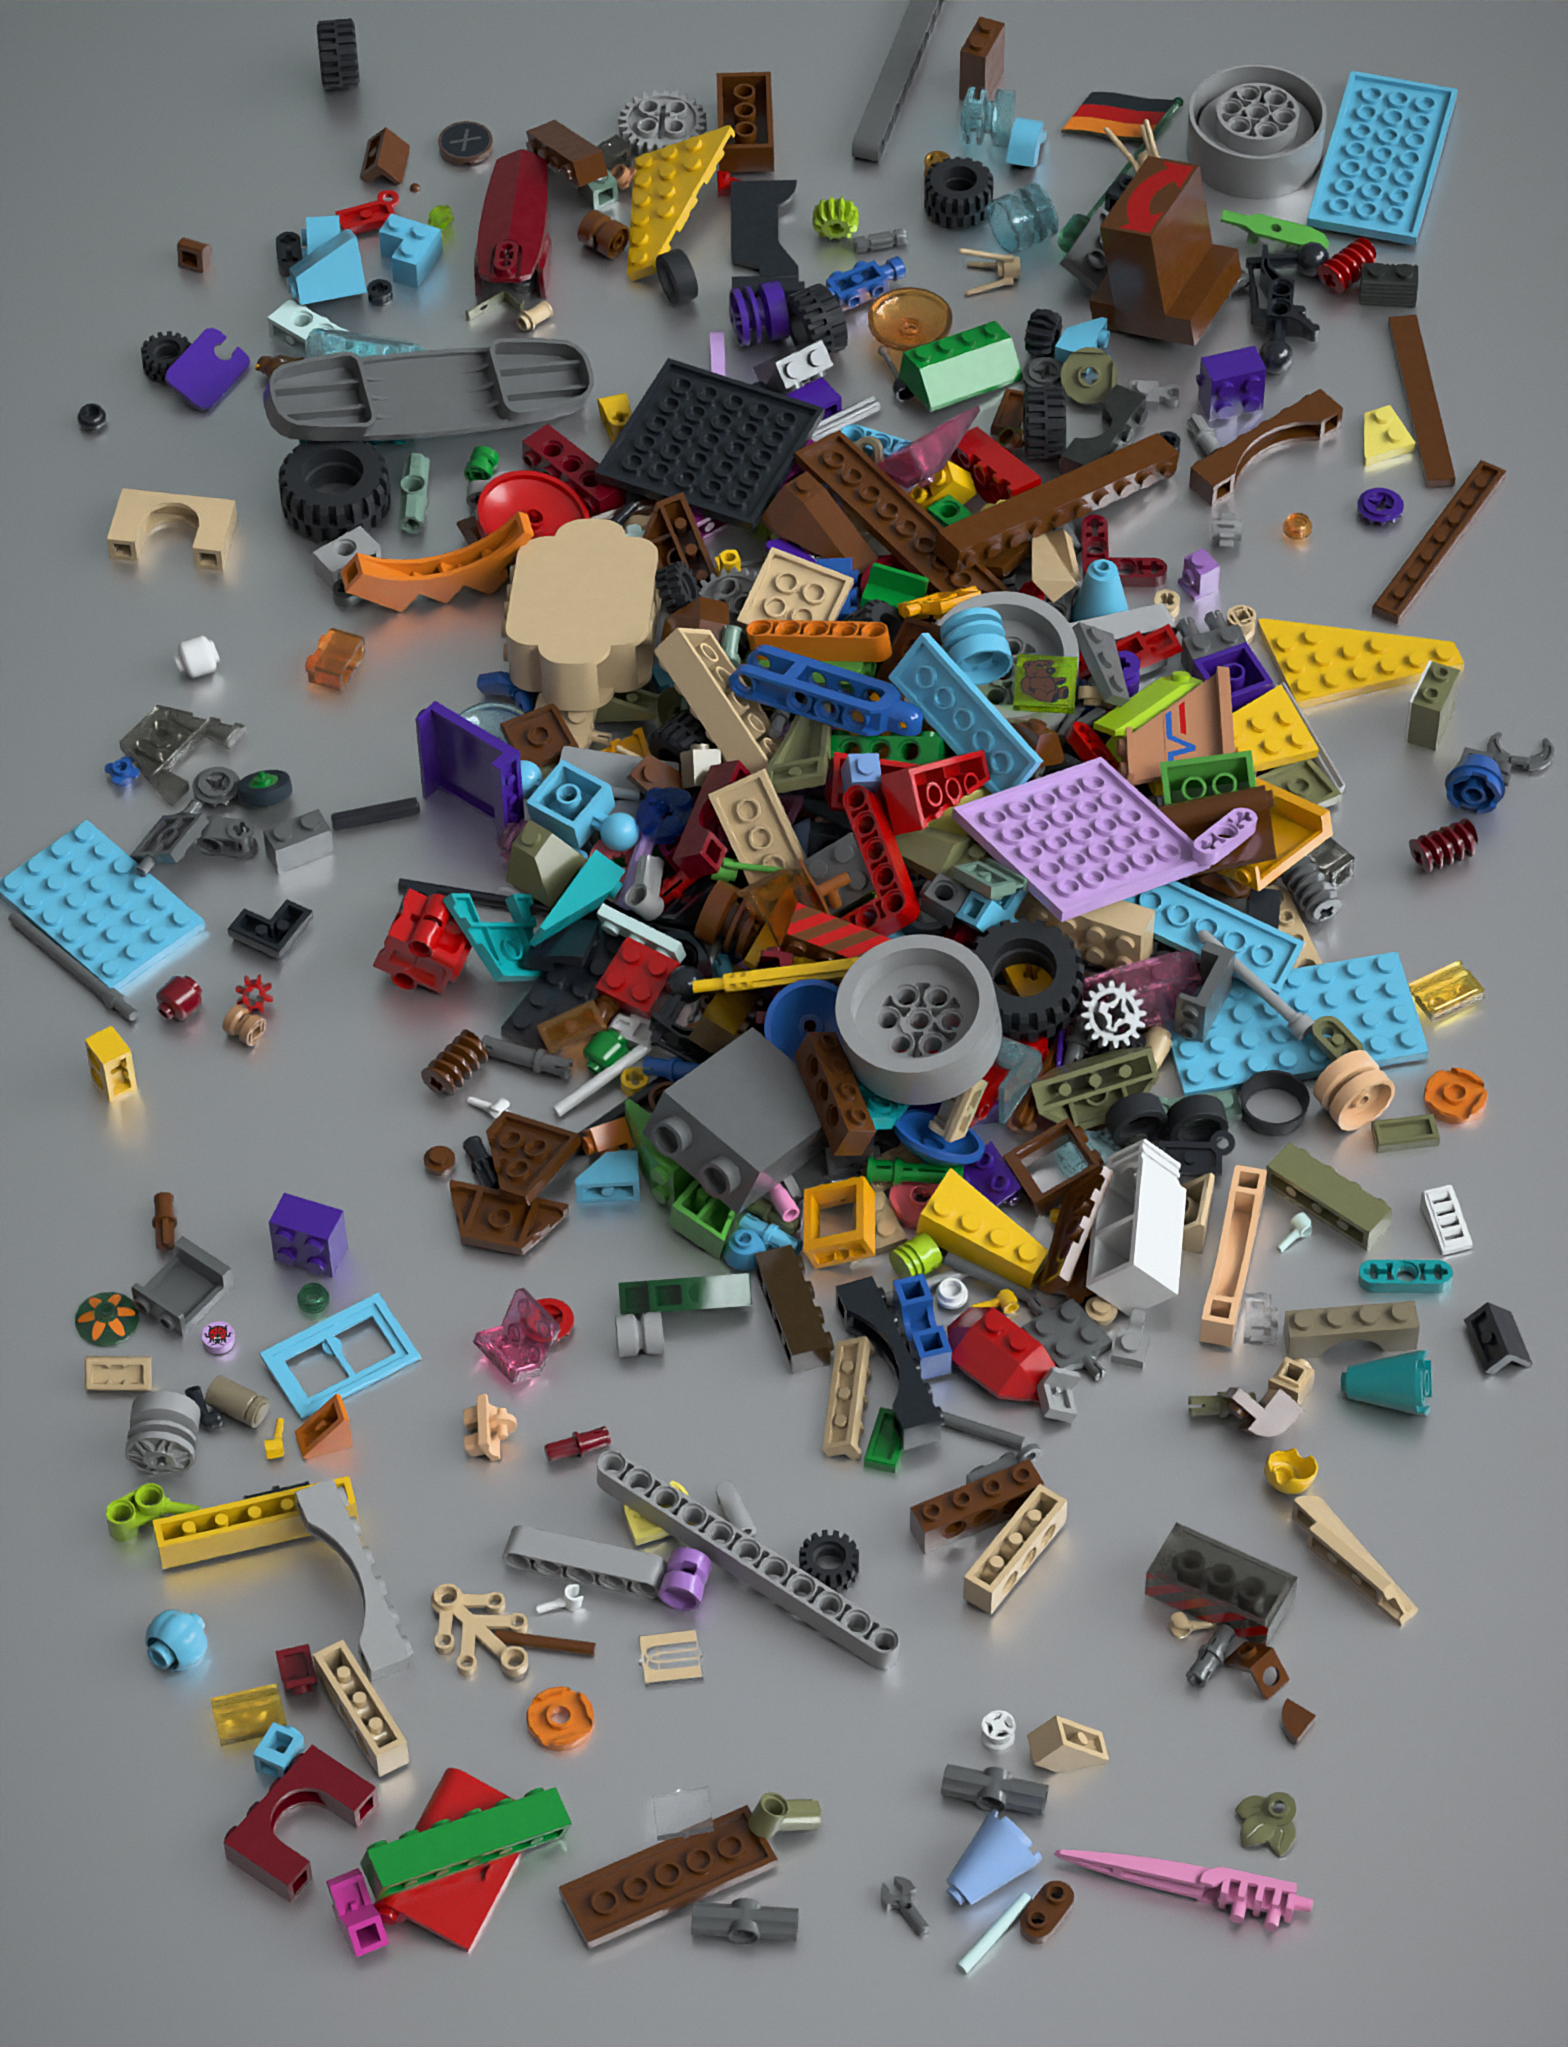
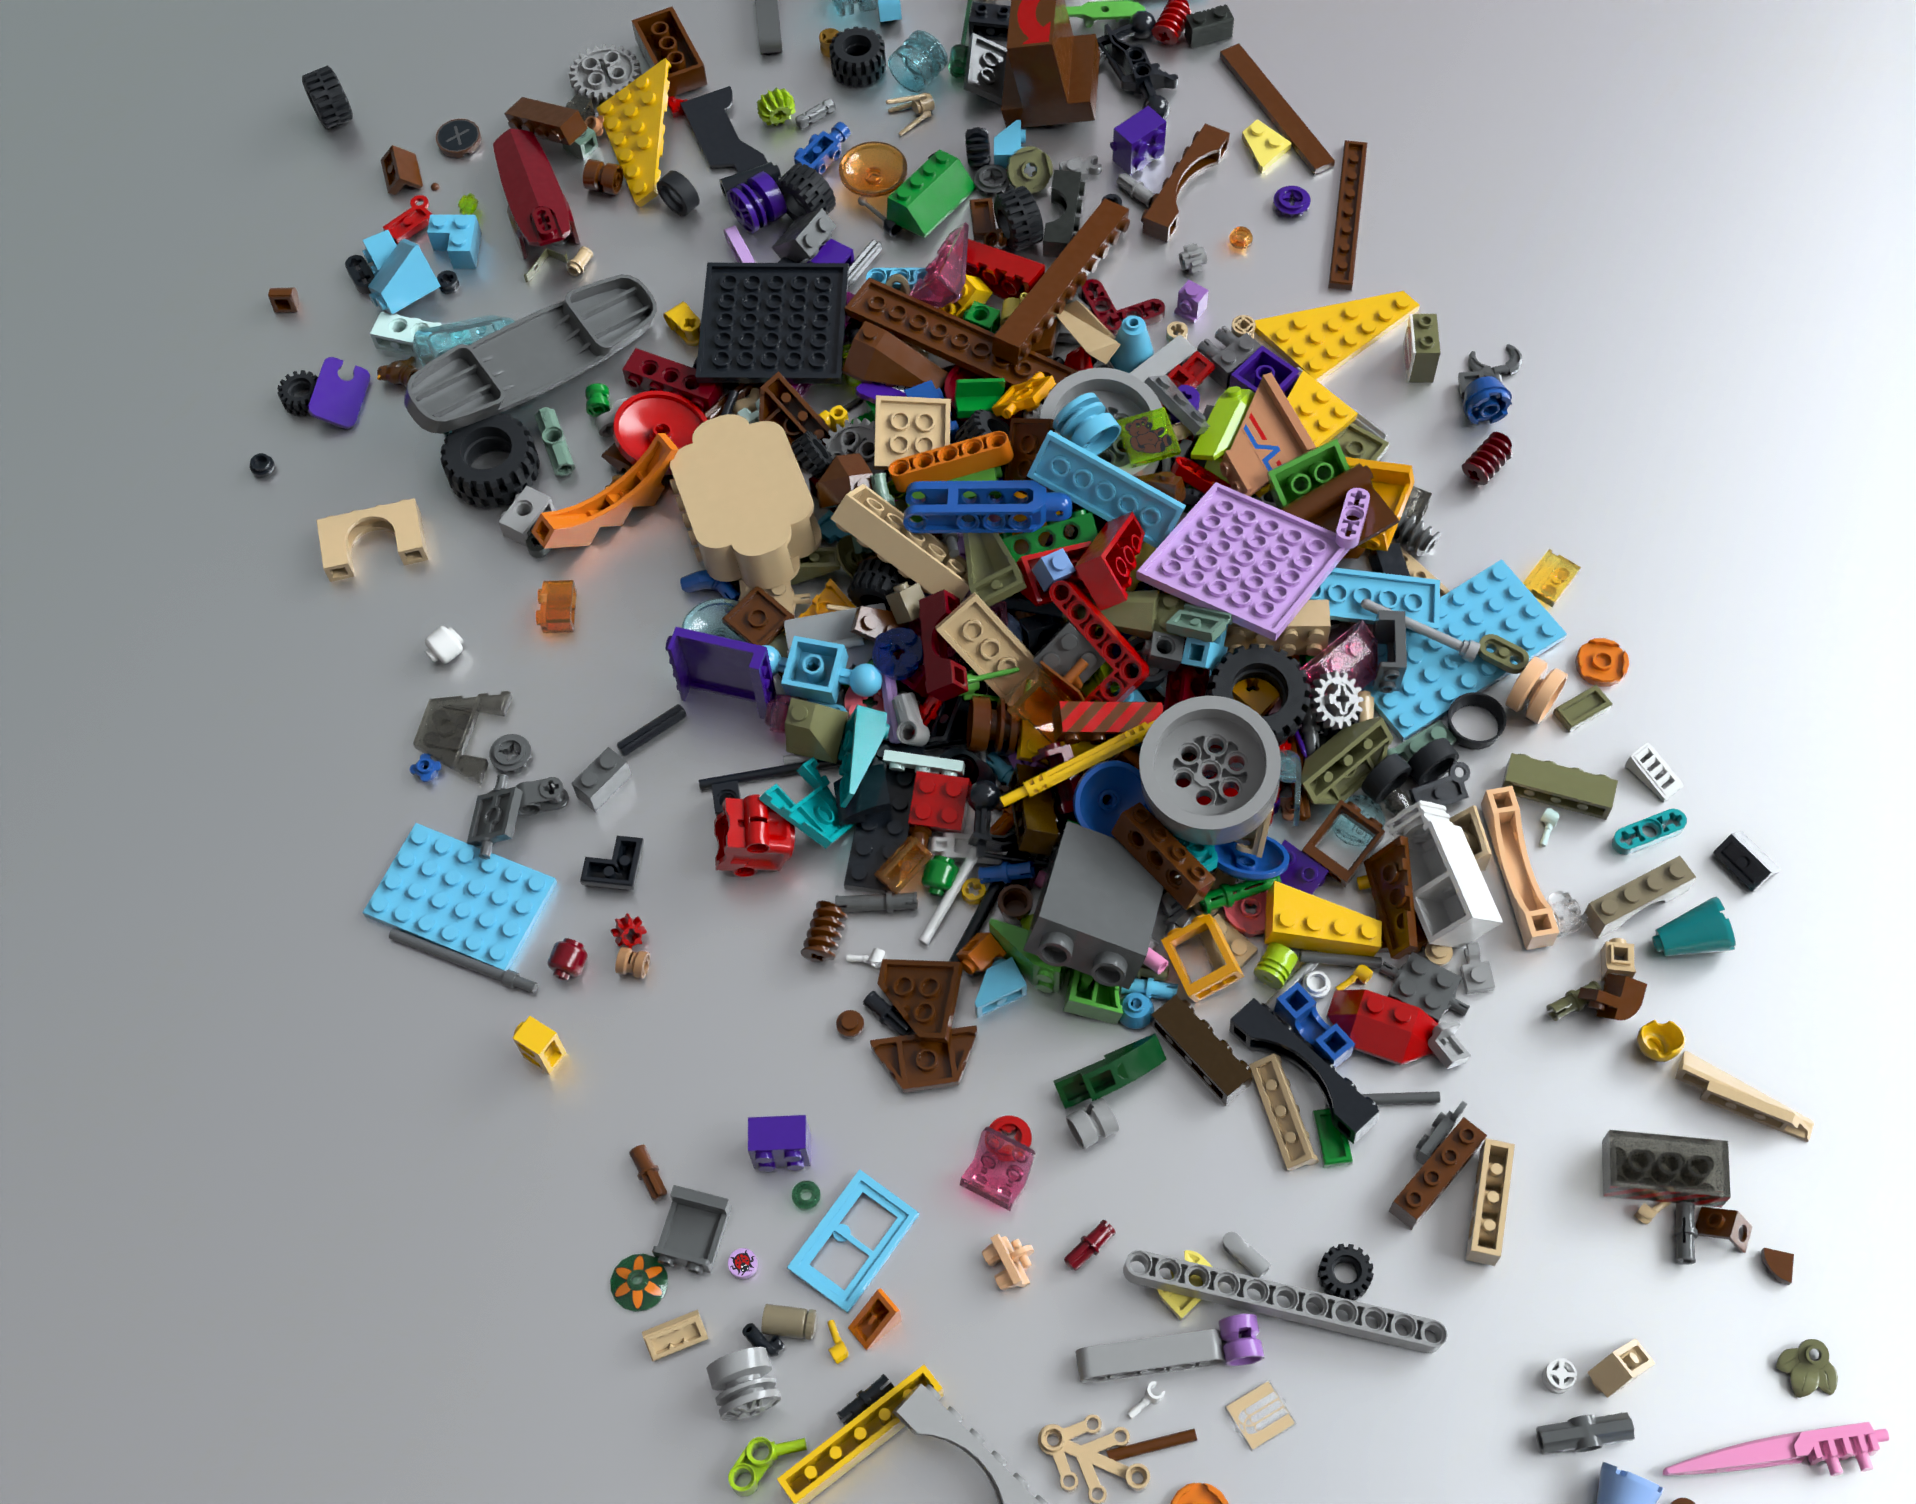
camera: 20 degrees left, 10 degrees up
(264, 788) = (552, 741): black wheel -> none

